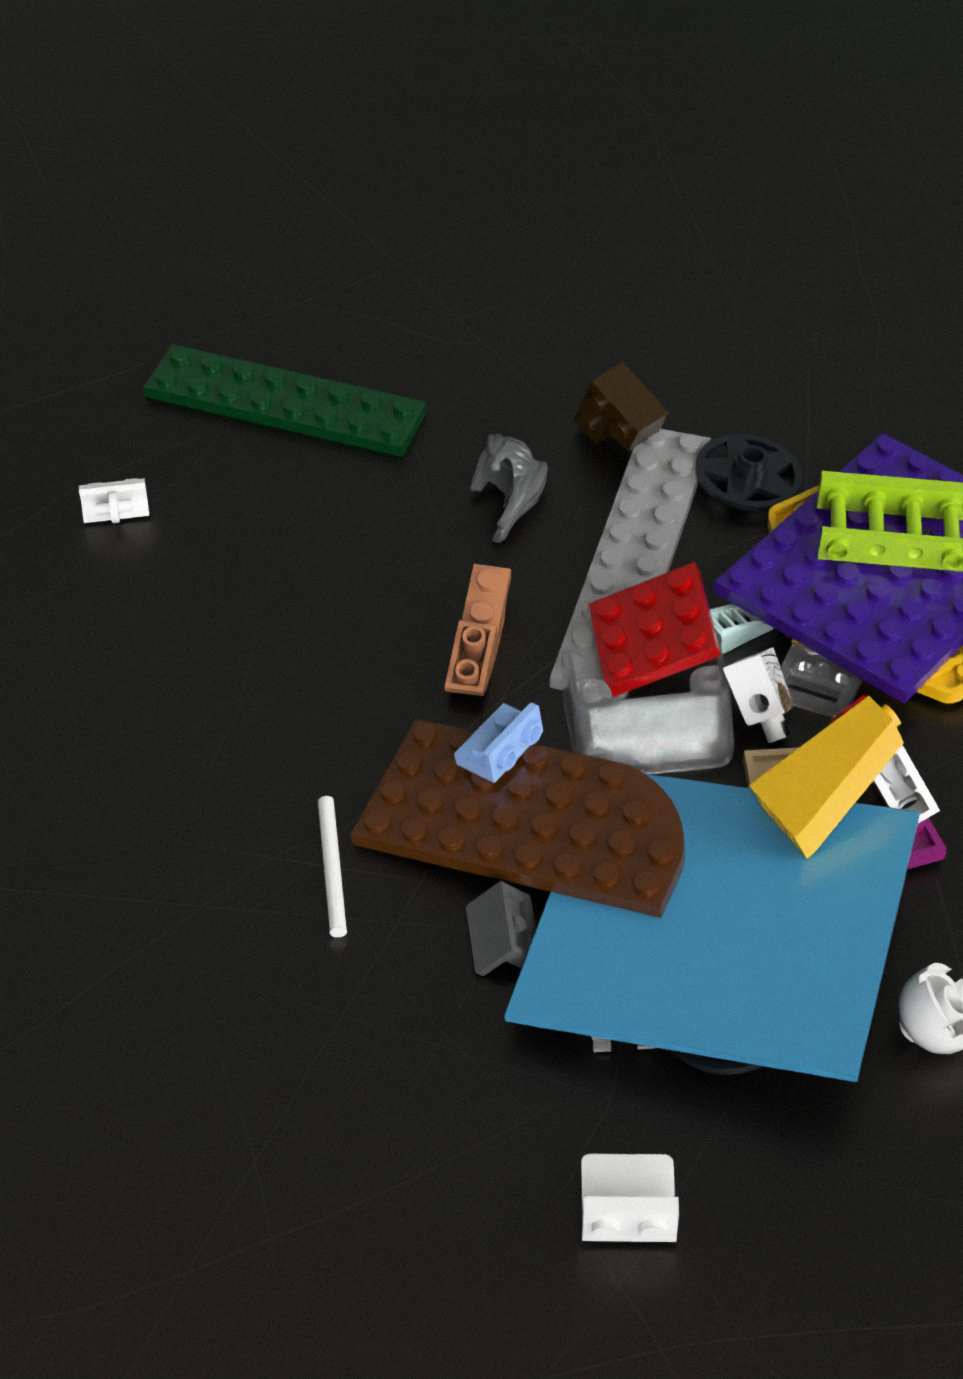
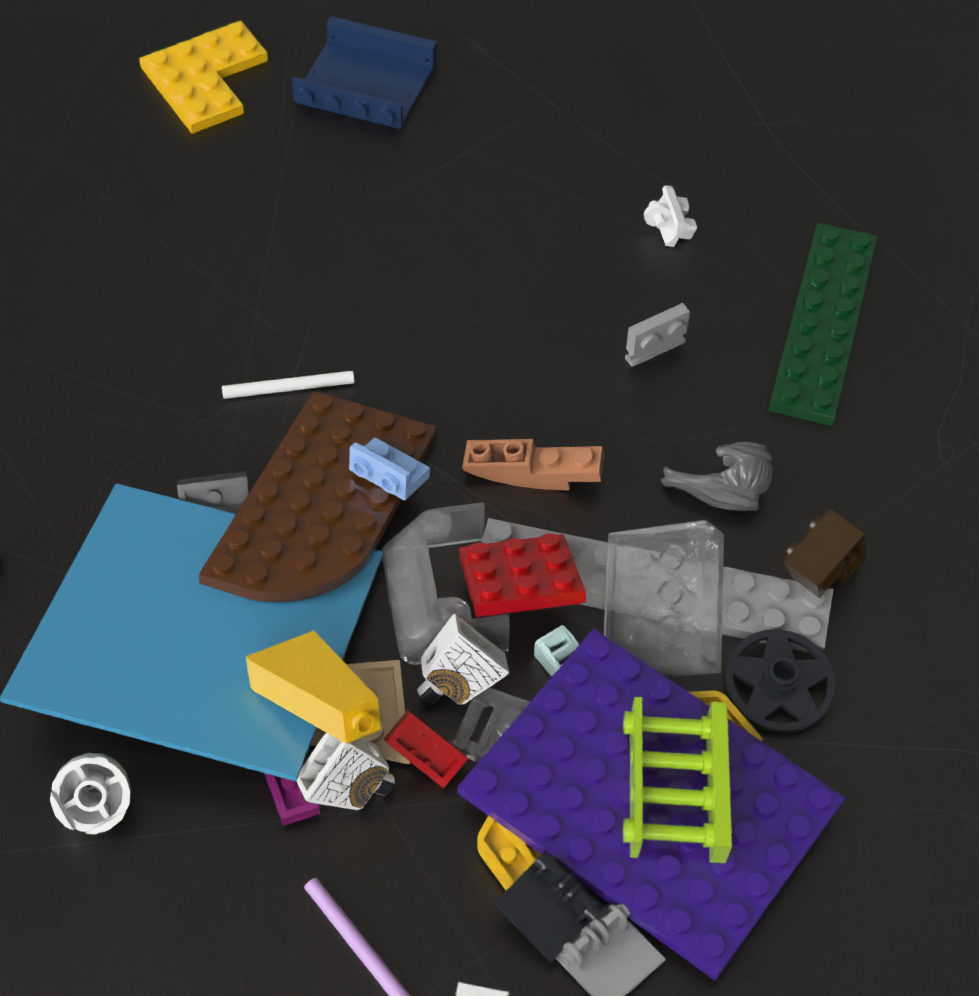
camera: 85 degrees right, 5 degrees up
(306, 518) = (657, 334): none -> light grey plate
(668, 519) = (667, 596): none -> clear slope

